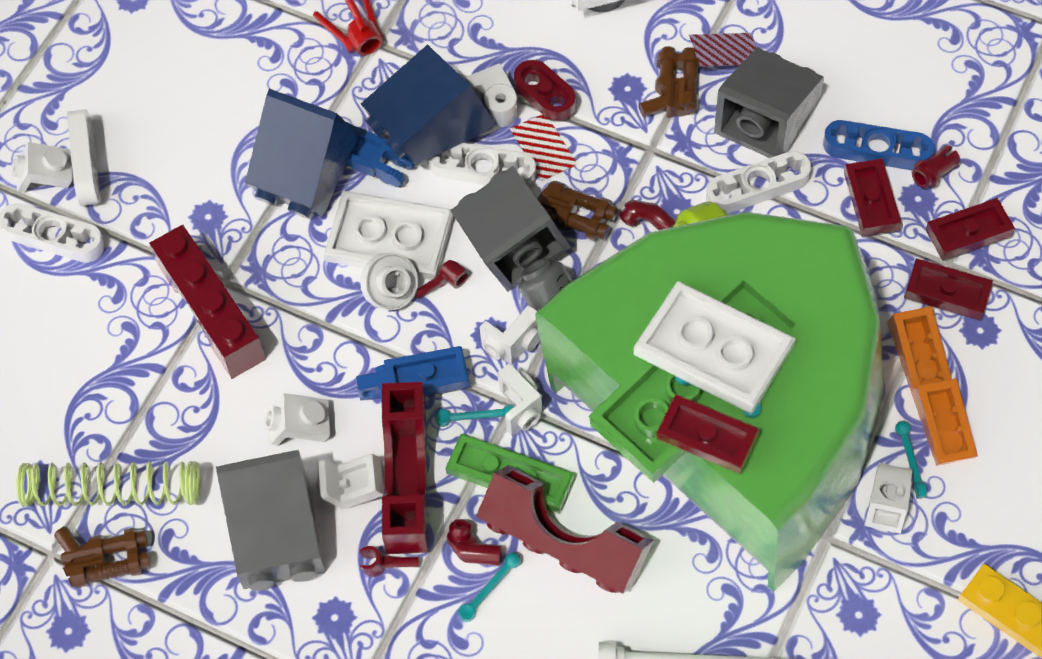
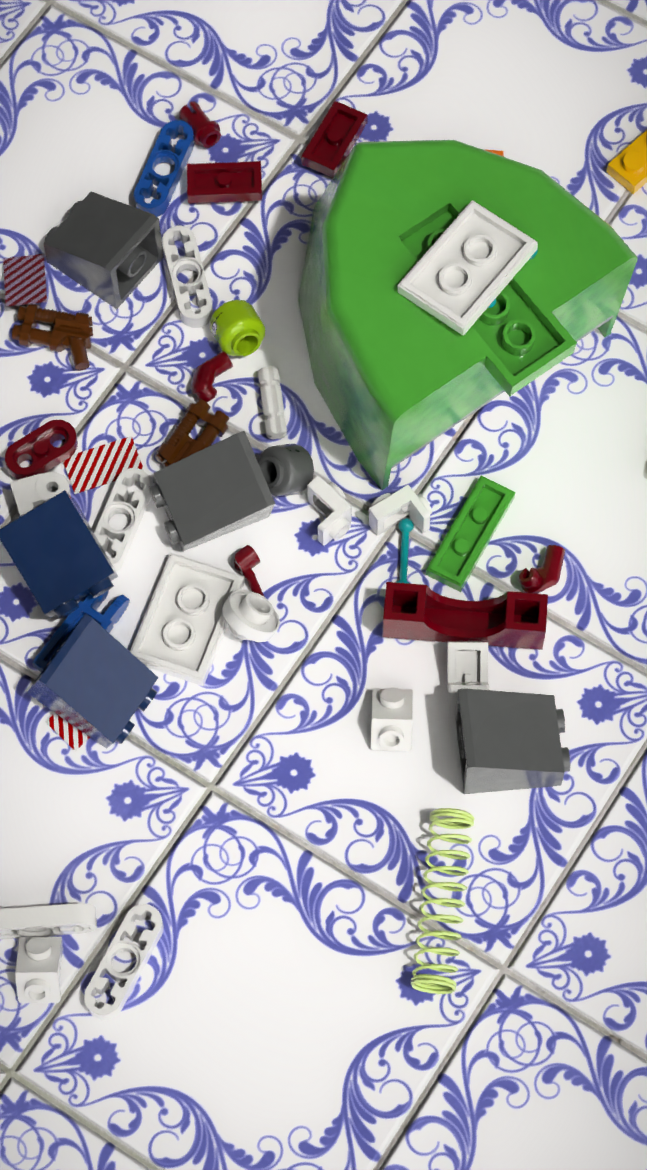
camera: 85 degrees left, 5 degrees up
(88, 561) = (521, 927): reddish brown piece -> none
(208, 300) = (276, 777): dark red arch -> none
(384, 562) = (550, 647): dark red hand -> none
(438, 370) = (359, 602): blue hinge -> none
(467, 611) = (606, 585): teal hinge -> none
(518, 508) = (573, 450): dark red arch -> none
(707, 433) = (553, 285): dark red plate -> none
(970, 229) = (273, 110): dark red plate -> none

